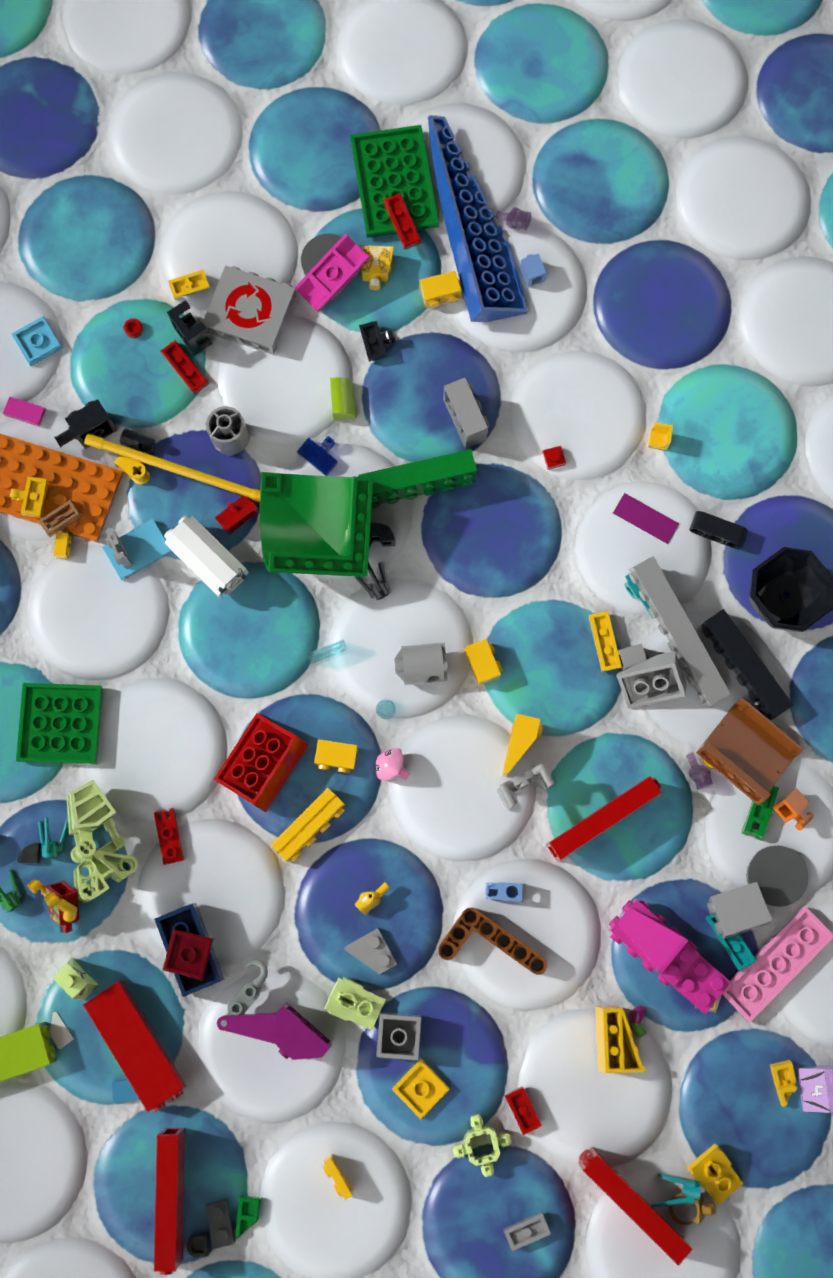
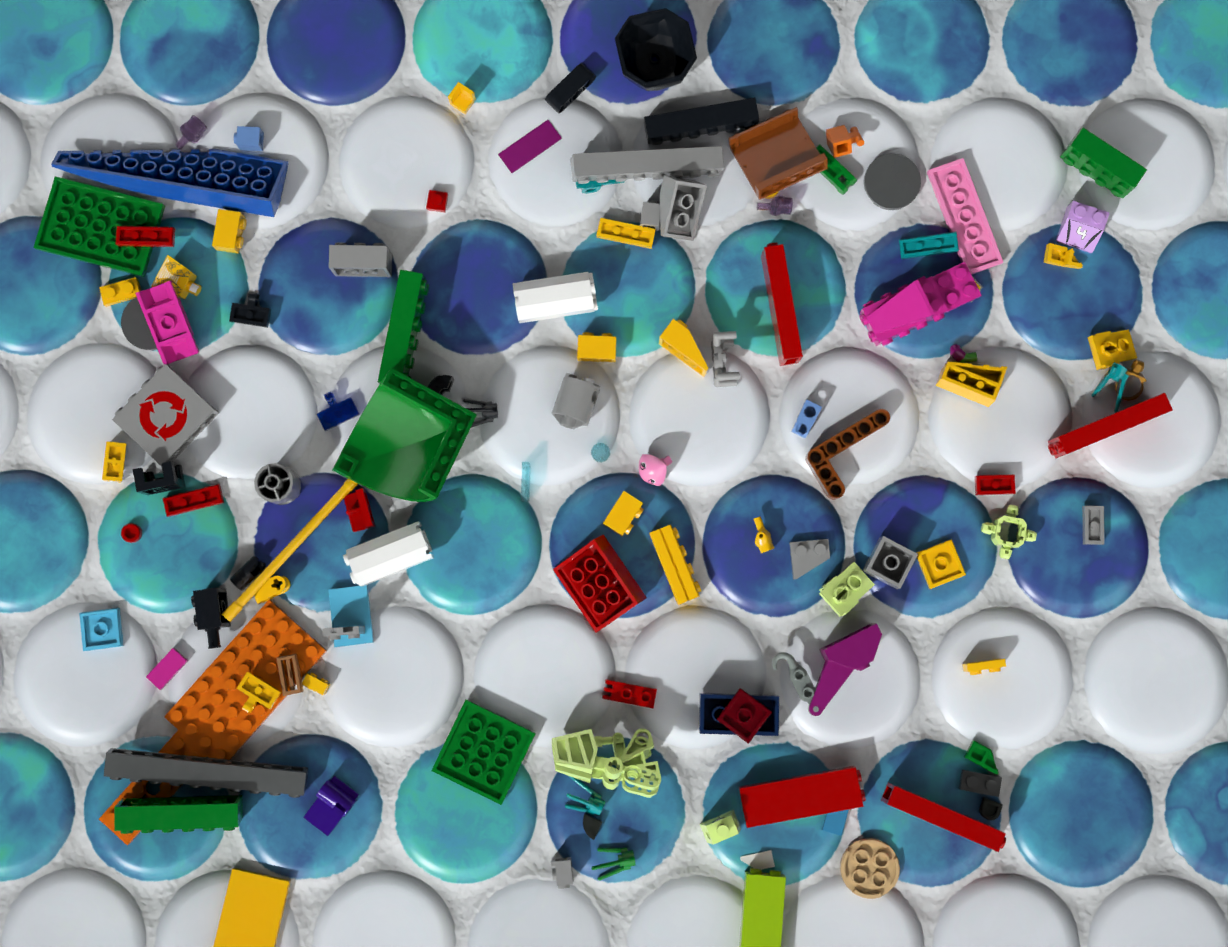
camera: 65 degrees left, 5 degrees up
(61, 901) = (648, 811): torso -> none
(93, 1146) = (869, 868): none -> tan tile
(342, 398) = (293, 367): lime brick -> none
(344, 223) = (120, 291): none -> yellow plate
(512, 601) = (555, 297): none -> white brick
(739, 910) = (908, 226): light grey brick -> none

